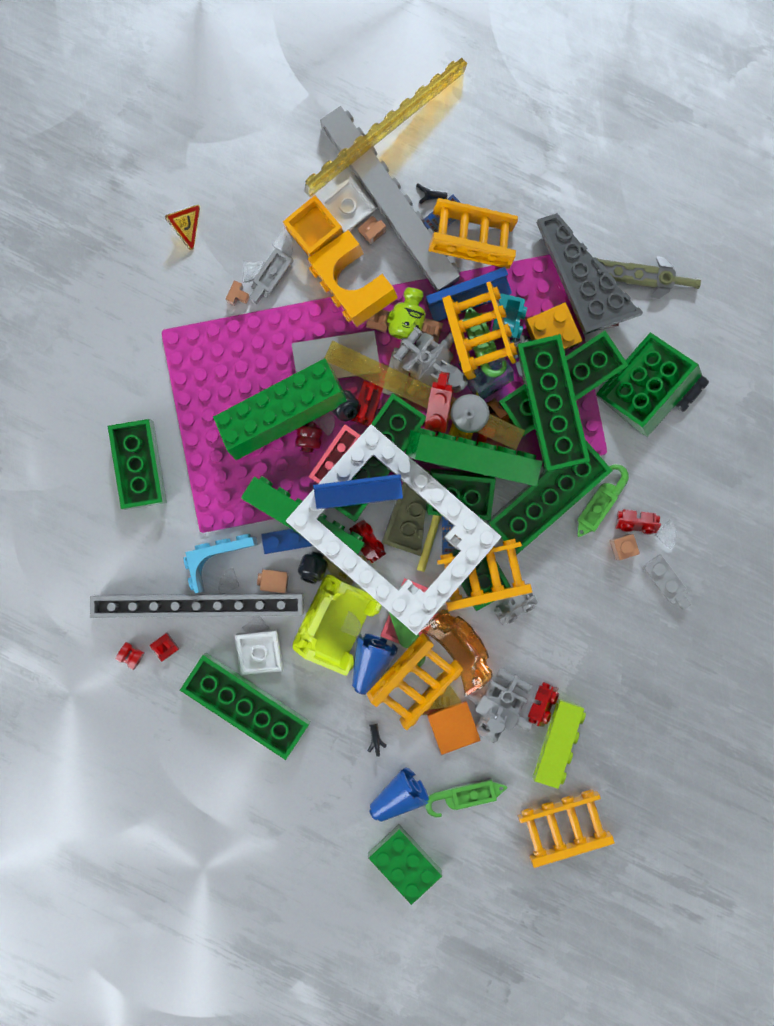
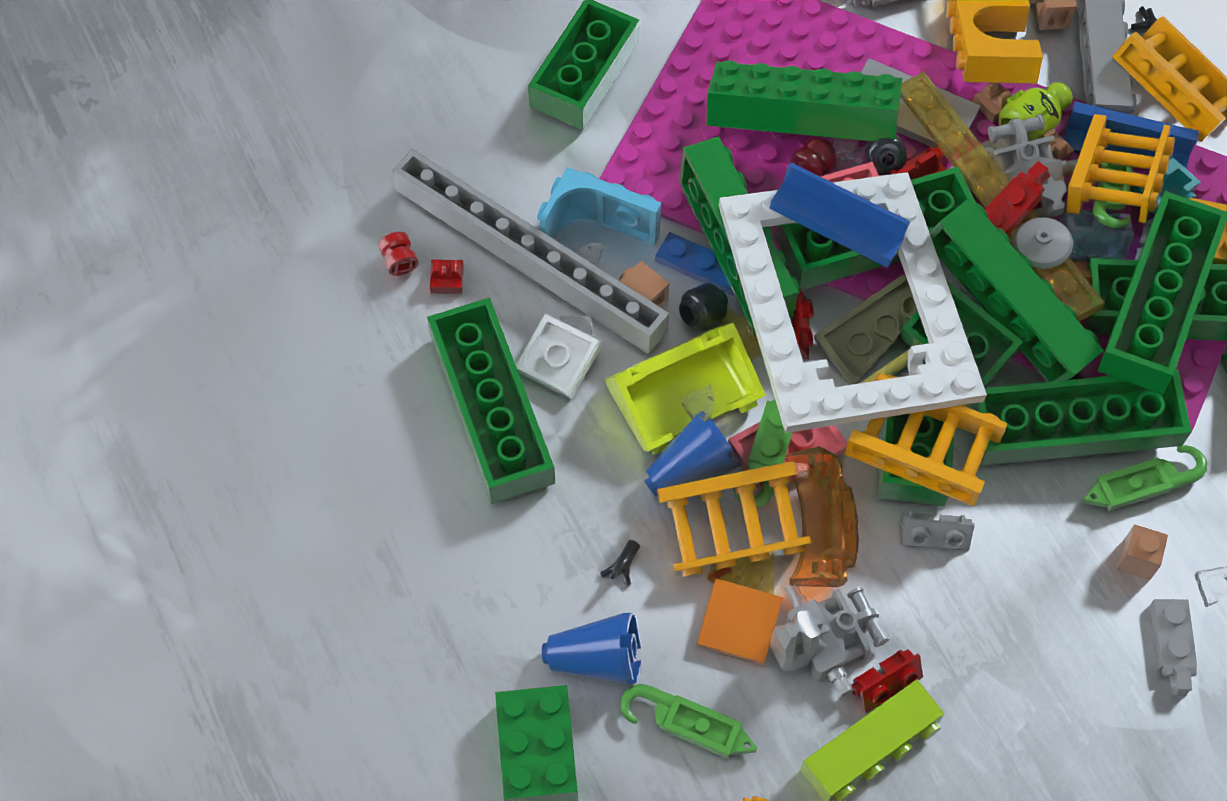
camera: 30 degrees right, 25 degrees down
(647, 523) = (1186, 545): red hinge -> none

